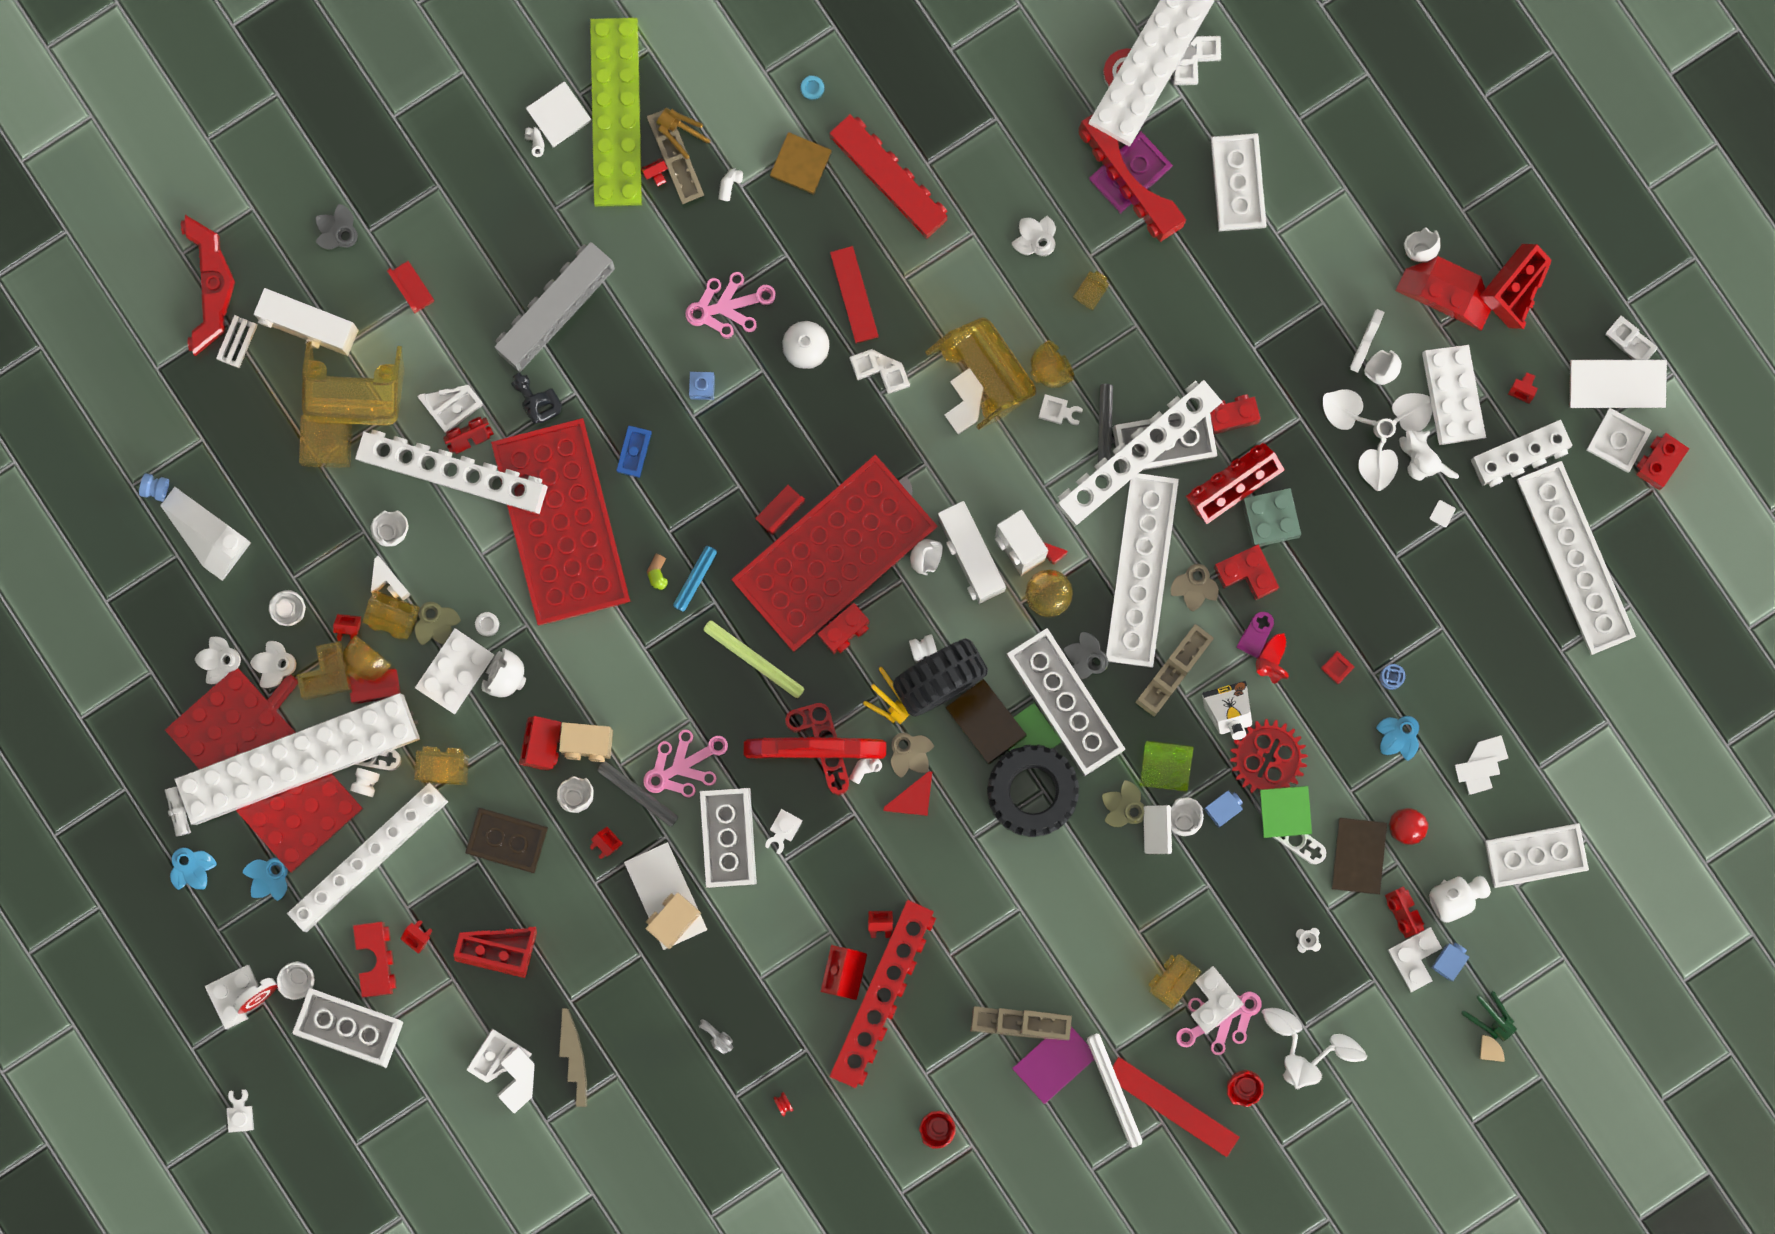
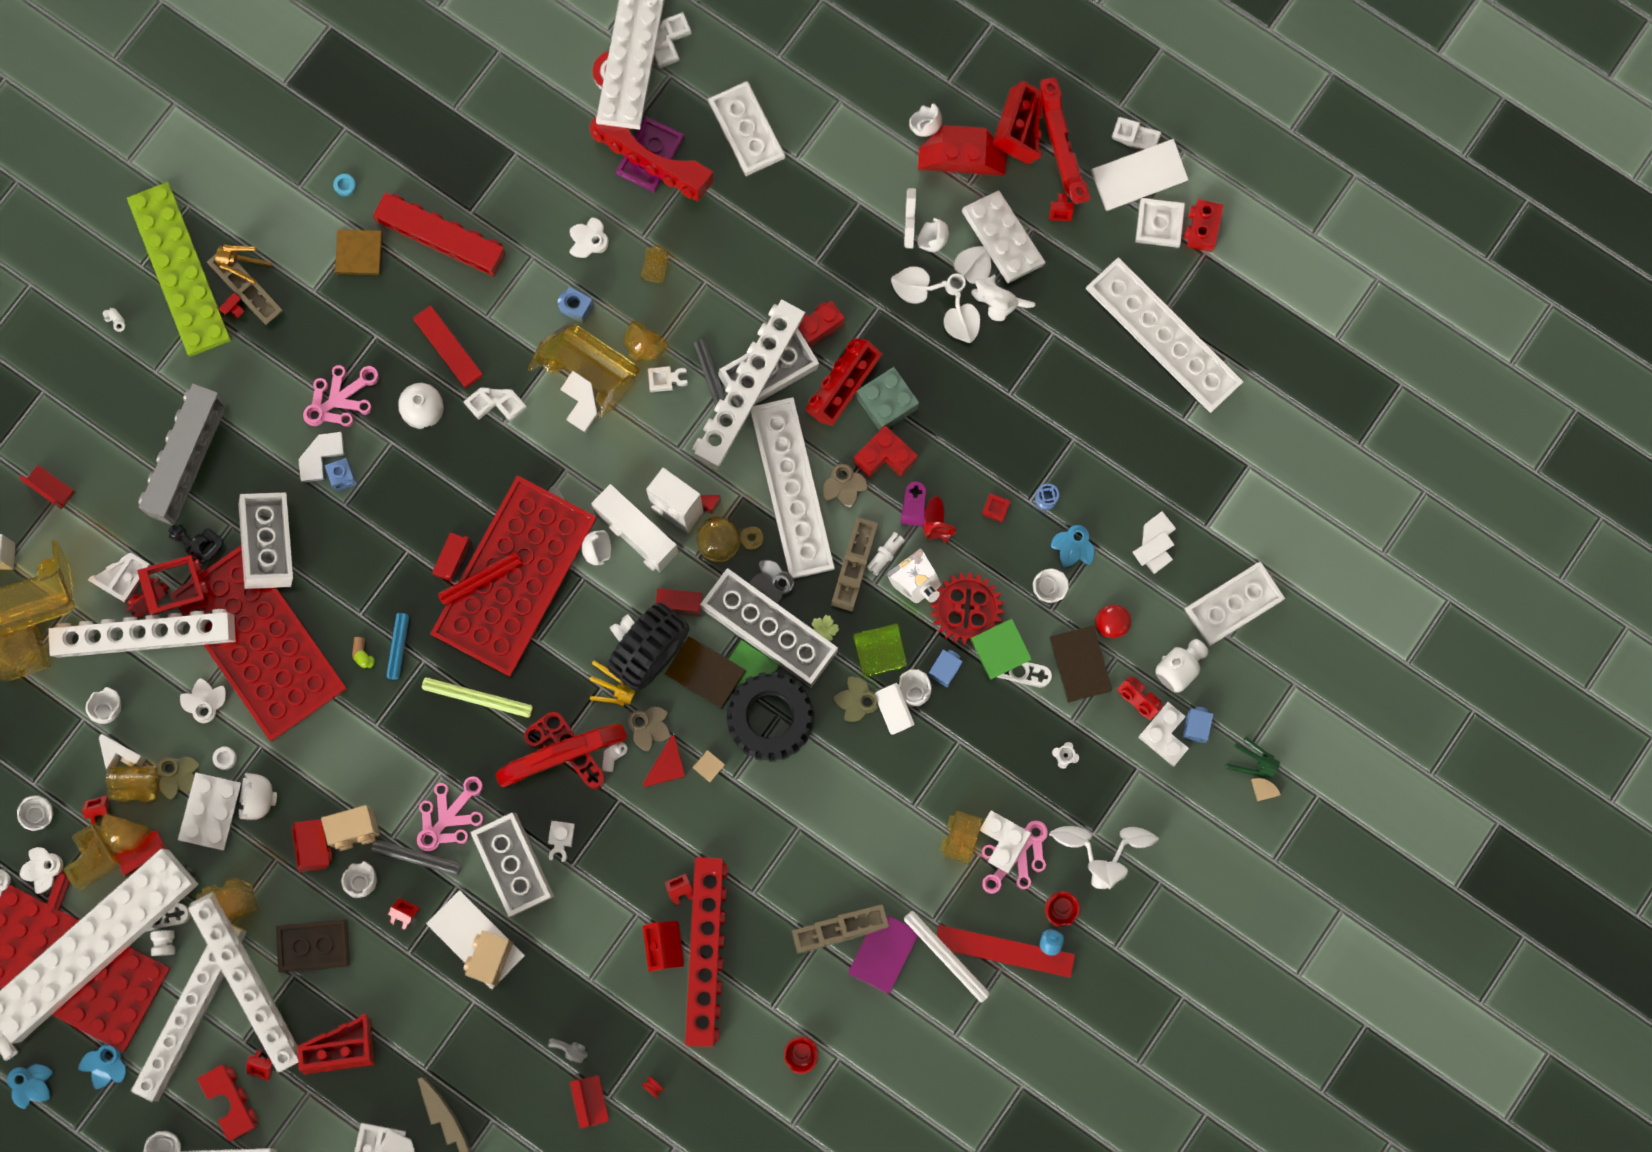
camera: 25 degrees left, 5 degrees down
(433, 852) = (245, 981): none -> white brick
(487, 556) = (203, 697): none -> white plate
(525, 448) = (149, 590): none -> red window
(558, 114) = (128, 289): white tile -> none
(604, 425) = (265, 540): none -> white brick
(634, 451) = (302, 555): blue plate -> none
(677, 359) = (322, 447): none -> white tile
(717, 1094) = (589, 1101): none -> red panel
(727, 182) = (299, 292): white arm -> none
(800, 543) = (479, 578): none -> red axle
(844, 628) = (547, 639): red brick -> none
(954, 815) = (708, 766): none -> tan tile
(987, 640) = (681, 601): none -> red panel
(1001, 310) = (579, 313): none -> medium blue brick
(1082, 612) = (751, 544): none -> clear yellow plate
(1120, 722) = (825, 627): none -> yellowish green plant
(1209, 671) = (885, 553): none -> white pin
(1222, 1116) = (1051, 942): none -> dark azure piece
(1360, 767) = (1050, 585): none -> white hair
(1442, 513) = (1034, 341): white sticker -> none
(1521, 453) = (1081, 263): white brick -> none
(1549, 324) = (1058, 131): none -> red helmet

